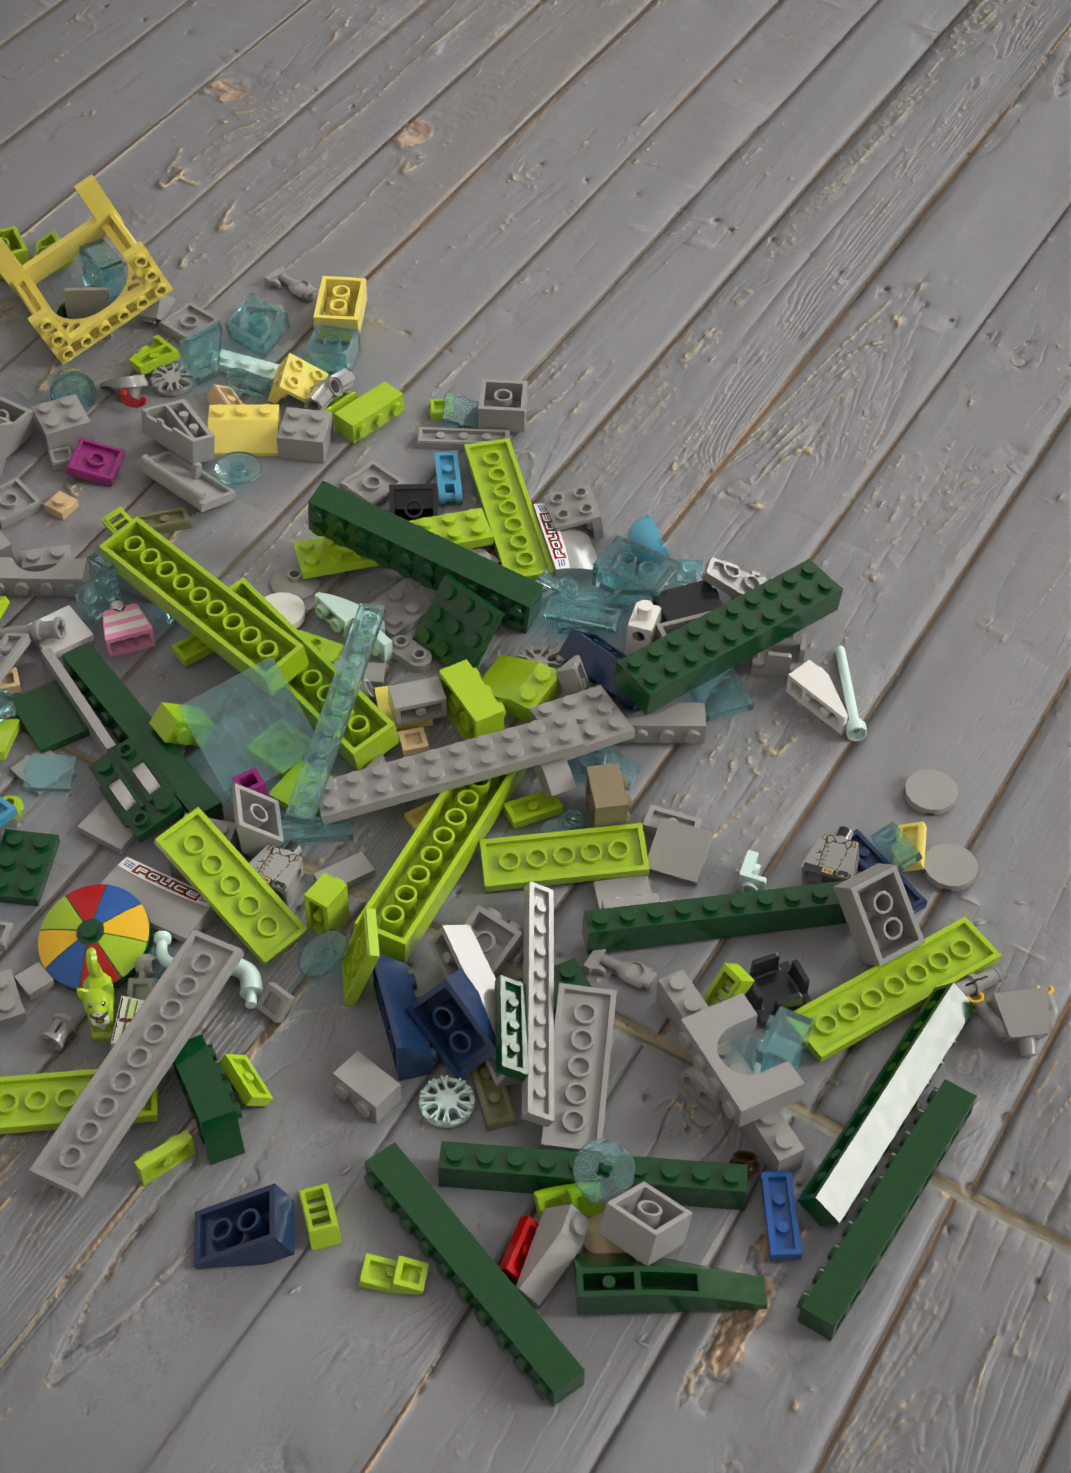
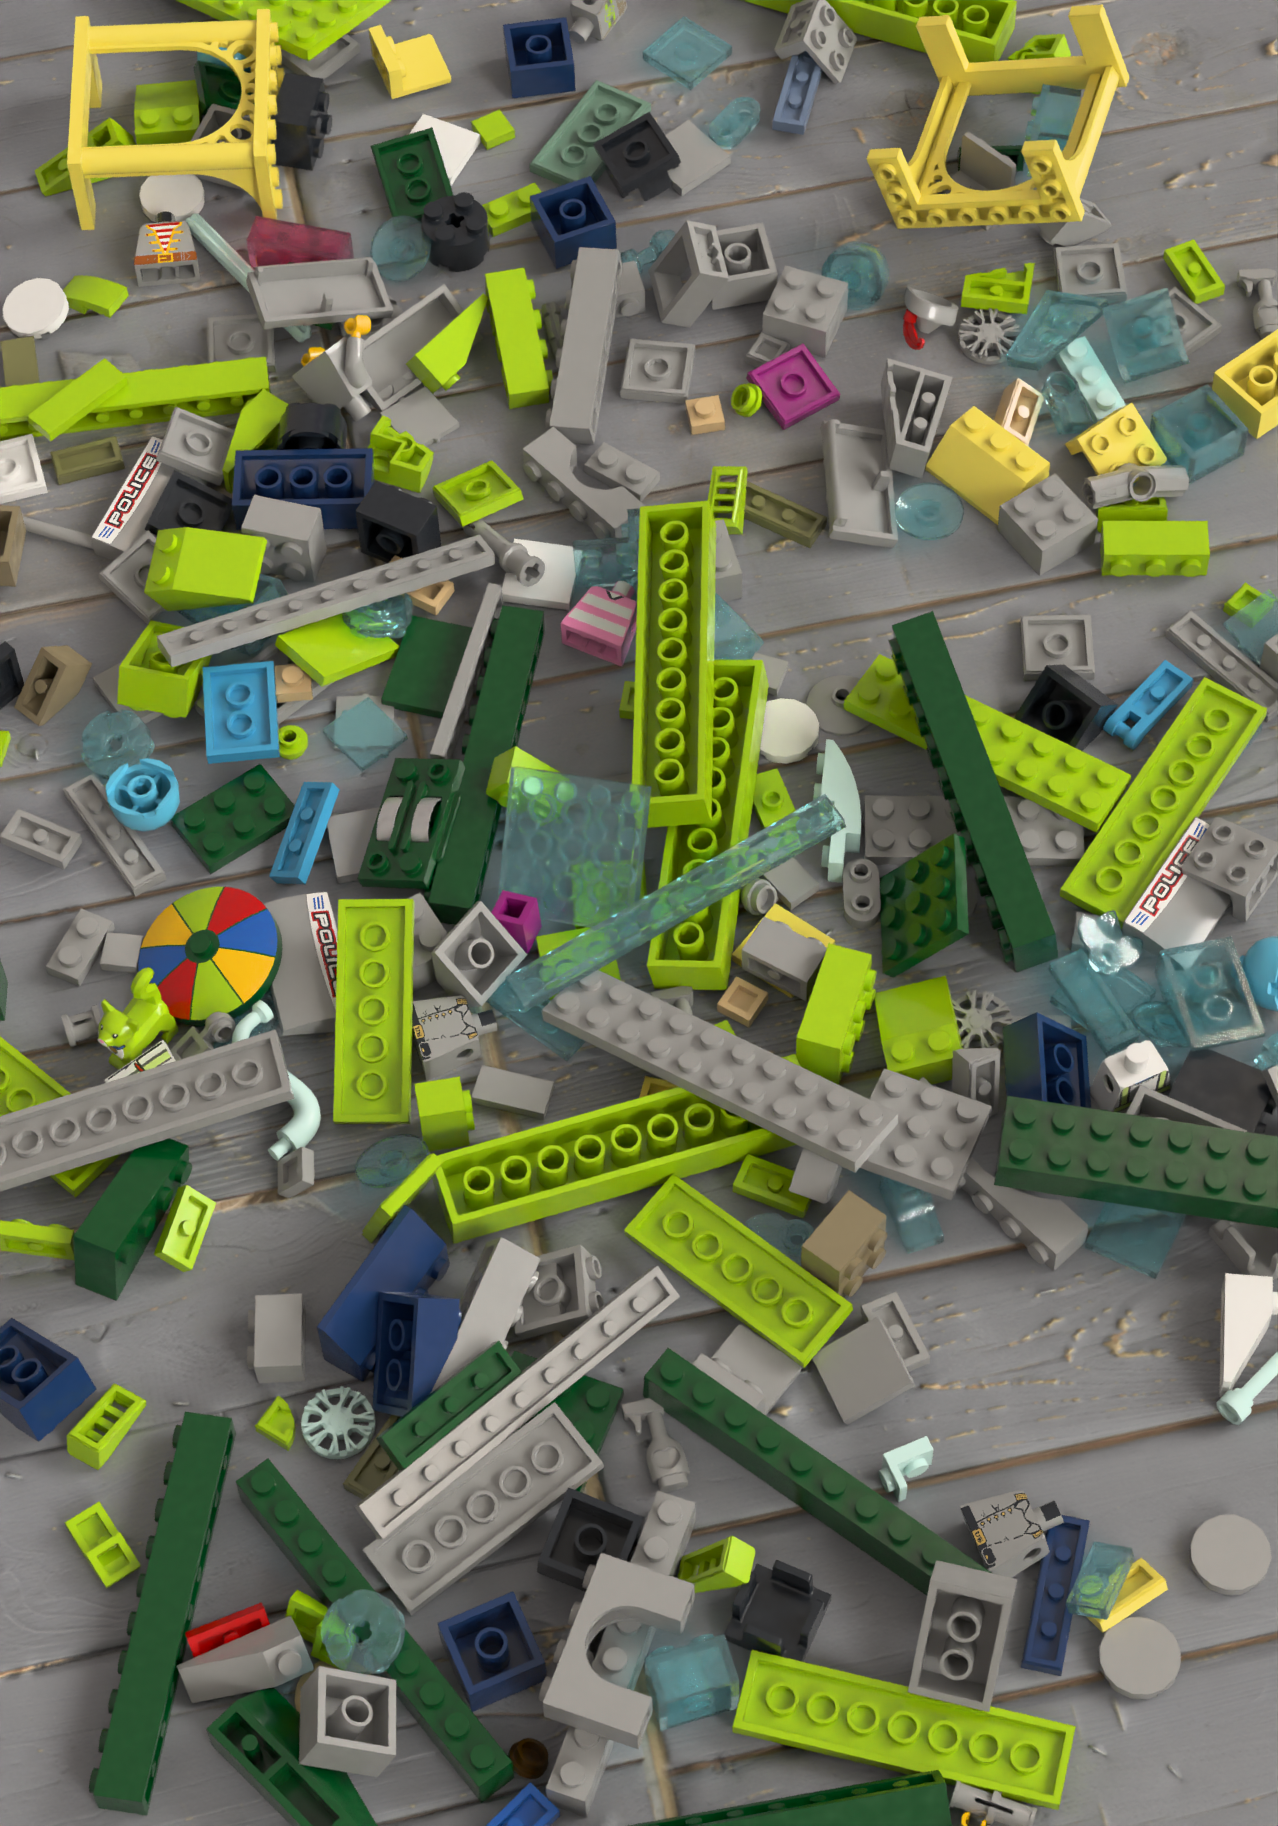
camera: 50 degrees right, 10 degrees up
(72, 482) = (746, 399): none -> lime plate
(76, 840) = (304, 833): none -> dark azure plate
(239, 289) = (1194, 272): none -> lime plate
(415, 1131) = (278, 1424): none -> lime tile
(650, 1036) = (582, 1533): none -> black brick
(668, 1126) = (492, 1651): none -> dark blue brick

